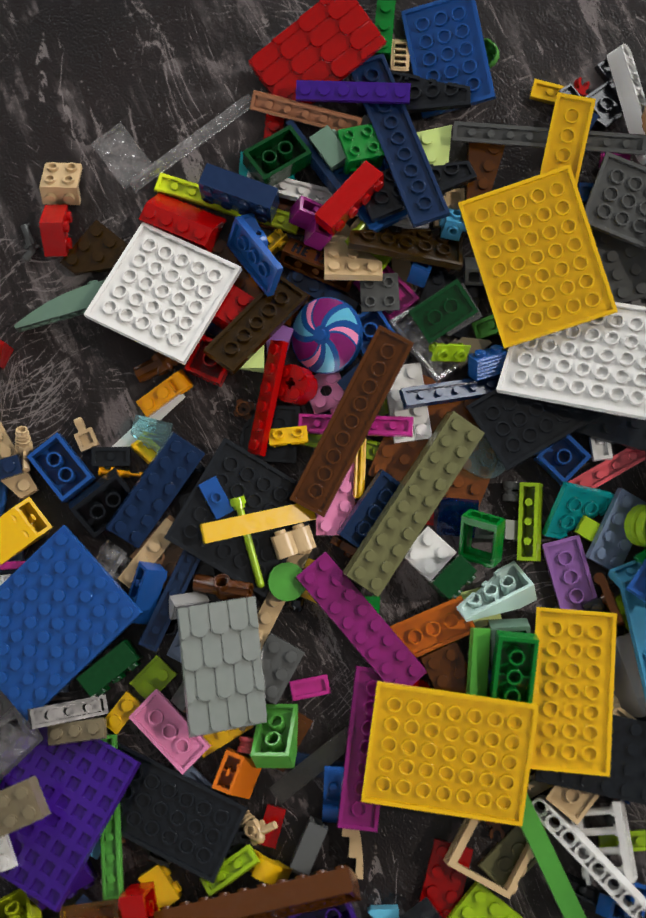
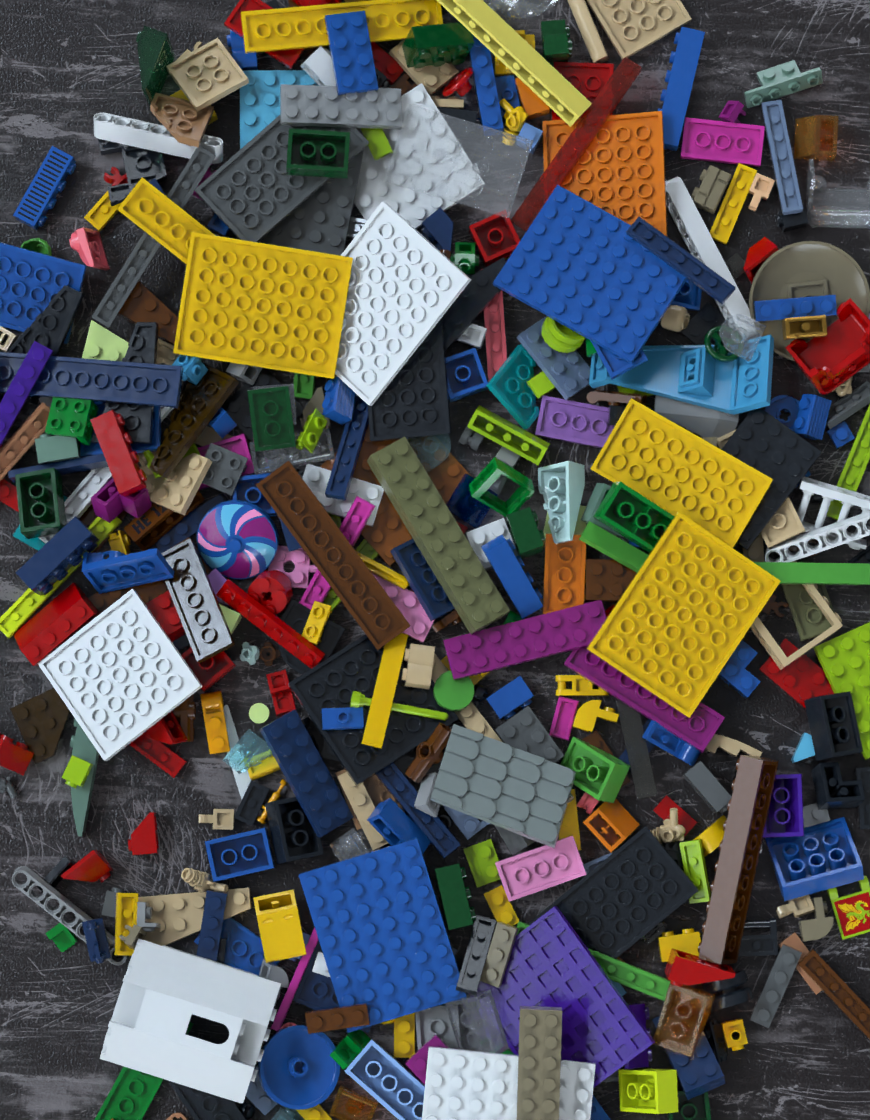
camera: 60 degrees left, 0 degrees up
(40, 382) = (145, 837): none -> red slope
(65, 297) = (76, 772): none -> lime brick
(116, 359) = (158, 754): none -> red plate
(137, 356) = (167, 730): none -> red slope
(190, 426) = (259, 713): none -> yellowish green tile
(211, 439) = (281, 692): none -> red slope
(236, 393) = (249, 653): none -> light aqua plate
(304, 633) = (510, 698): none -> blue brick
(324, 707) = (589, 711): none -> yellow brick
(343, 688) = (580, 686): none -> yellow plate
(409, 584) = (512, 577): none -> blue brick
(419, 824) = (735, 673): none -> blue brick
(512, 94) = (90, 248): none -> coral slope
(543, 35) = (44, 188): none -> blue brick

